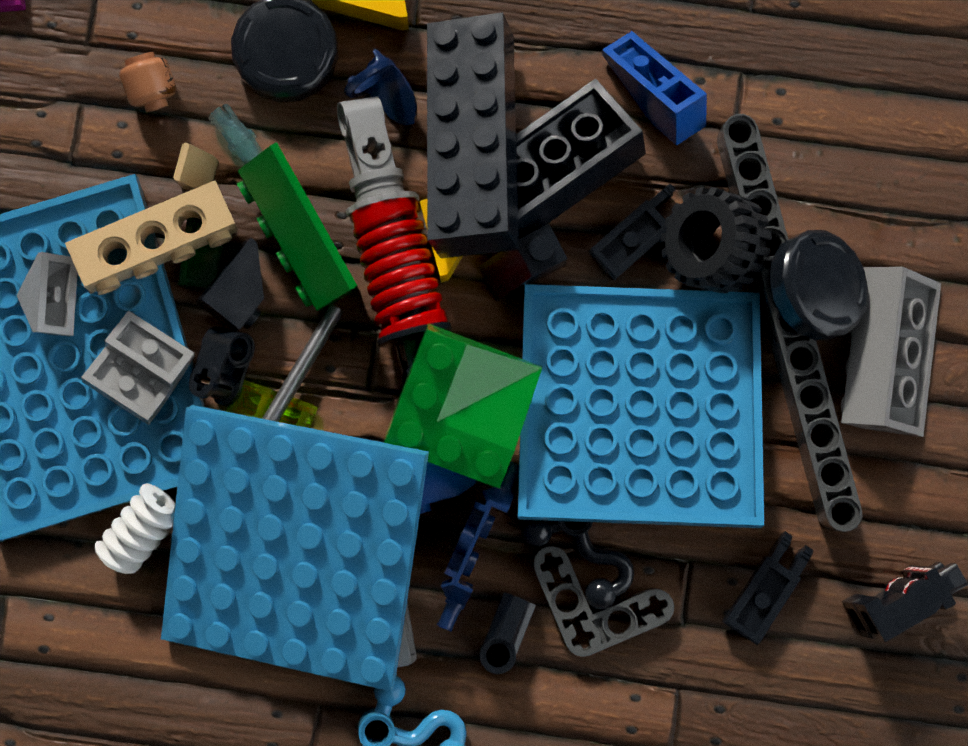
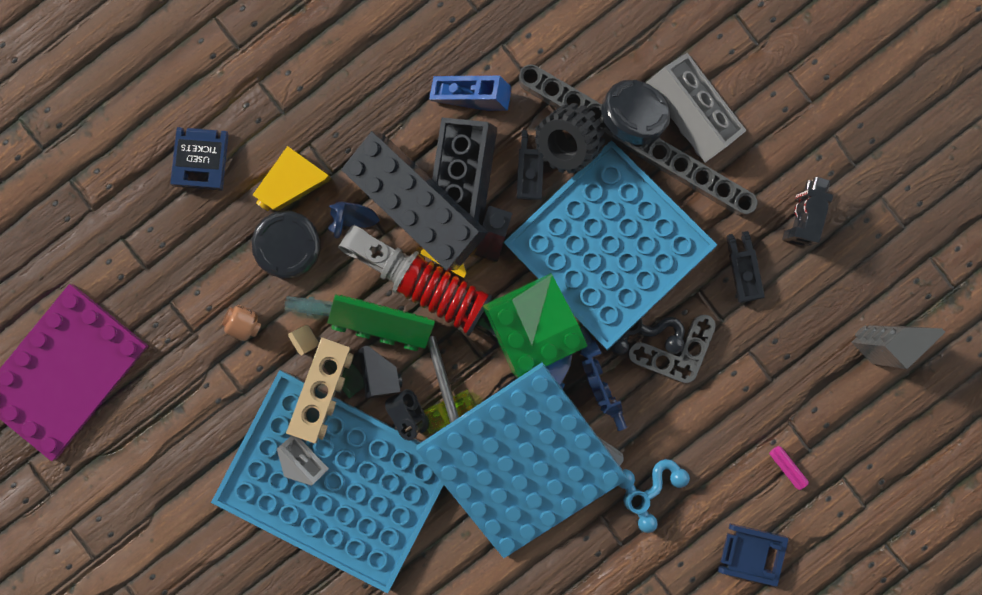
camera: 40 degrees left, 5 degrees up
(137, 530) = (446, 523): white piece -> none
(138, 367) = (372, 453): light grey slope -> none
(507, 629) = (649, 401): black piece -> none

